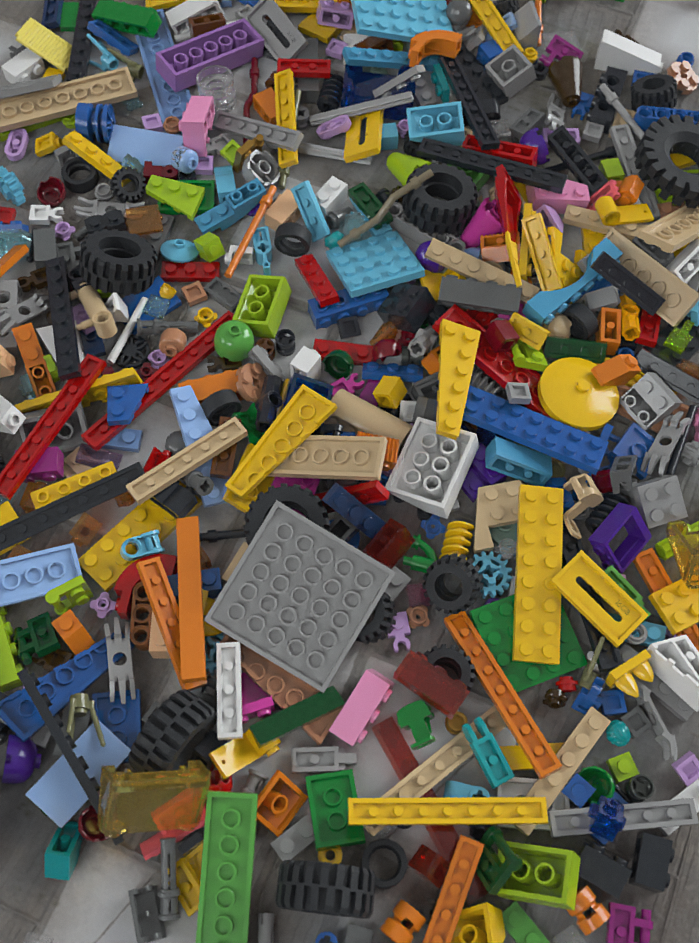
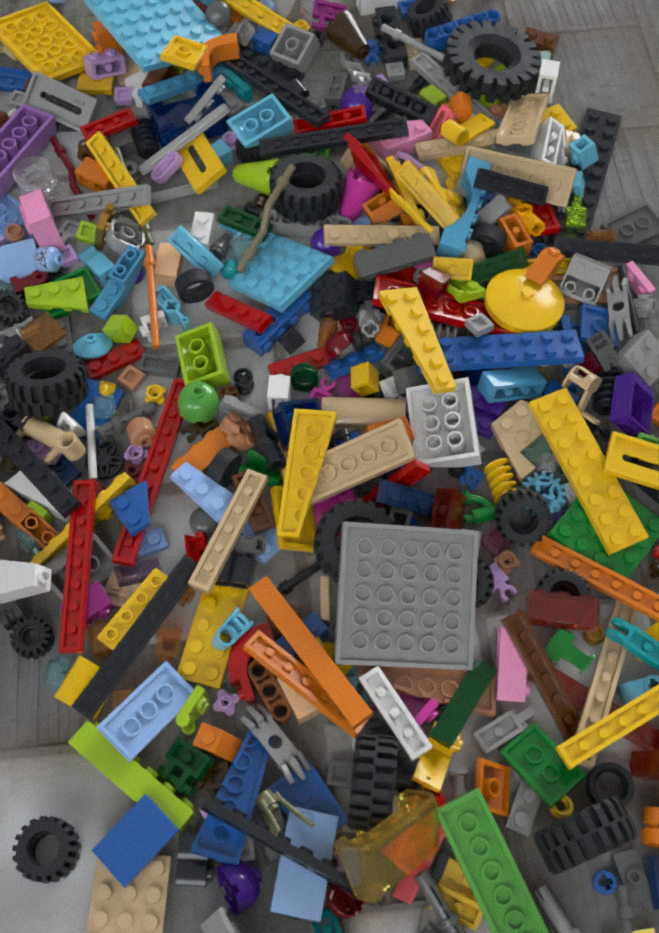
camera: 25 degrees left, 0 degrees up
(381, 727) = (542, 673): none -> reddish brown tile
(402, 31) = (184, 52): none -> yellow tile

